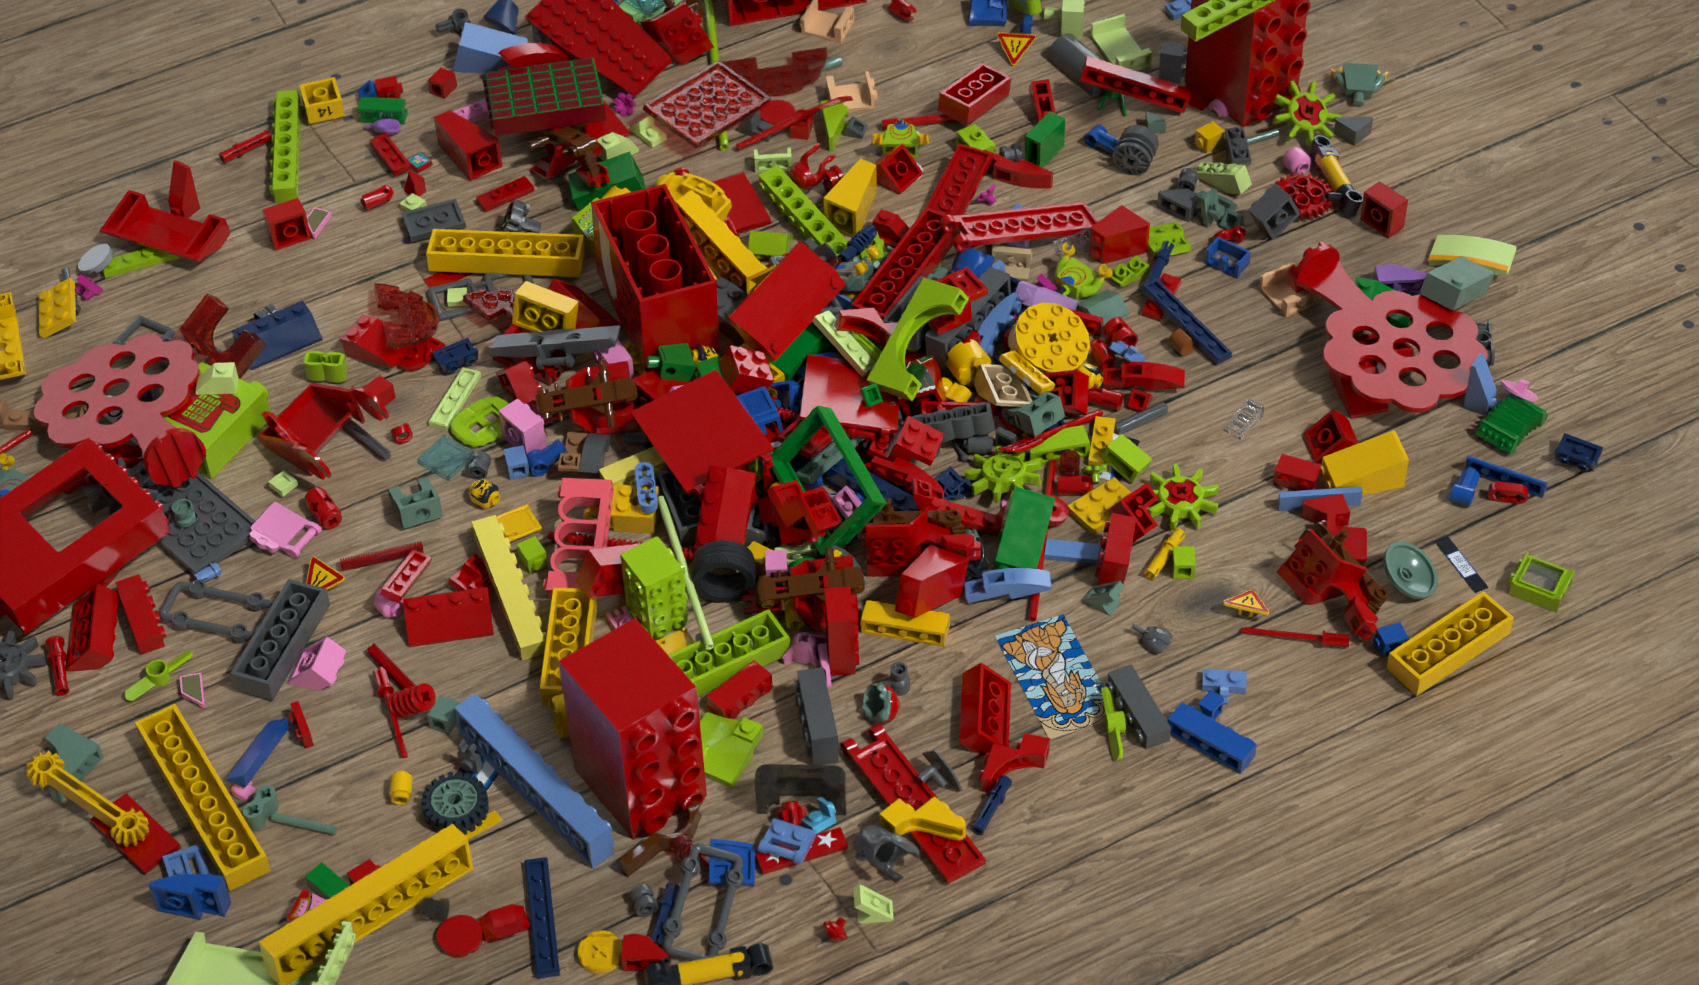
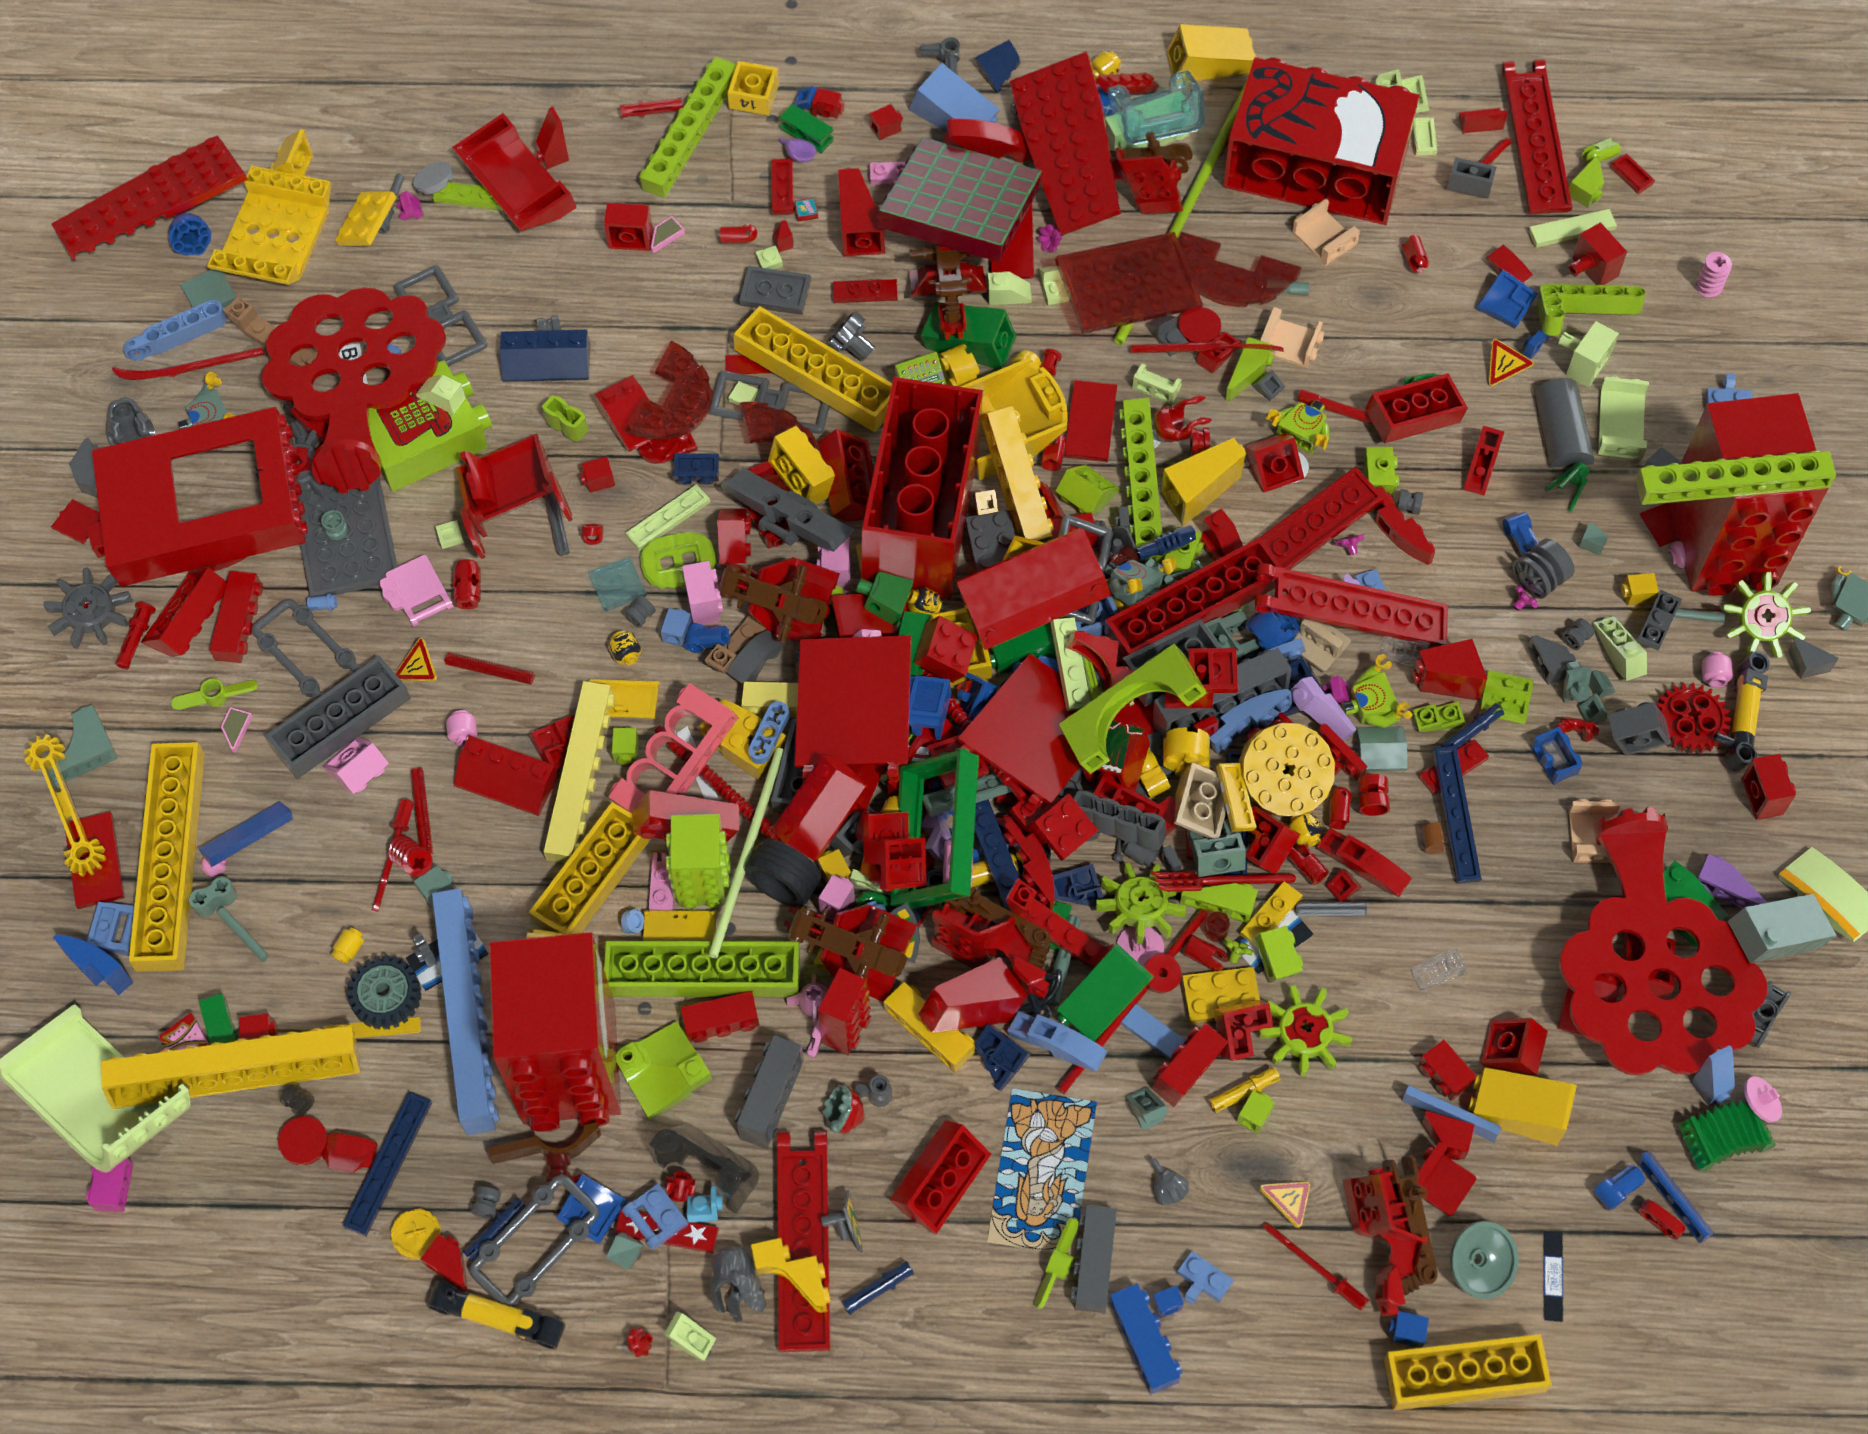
camera: 30 degrees right, 15 degrees up
(200, 328) = (469, 320): clear red arch -> none
(297, 718) = (303, 814): red plate -> none
(405, 576) = (489, 709): red plate -> none
(416, 507) = (553, 633): sand green brick -> none
(779, 876) = (625, 1250): none -> sand green slope
(871, 395) = (1052, 745): green slope -> none
(971, 616) = (1001, 1055): none -> dark blue slope
(1001, 760) = (917, 1242): red arch -> none
(1045, 140) = (1453, 506): green brick -> none
(1130, 355) = (1362, 826): medium blue plate -> none
(1135, 84) = (1596, 484): red brick -> none
(1135, 176) = (1524, 599): none -> dark pink plant
(1540, 582) = (1619, 1350): lime window -> none
(1578, 452) = (1776, 1212): dark blue bracket -> none

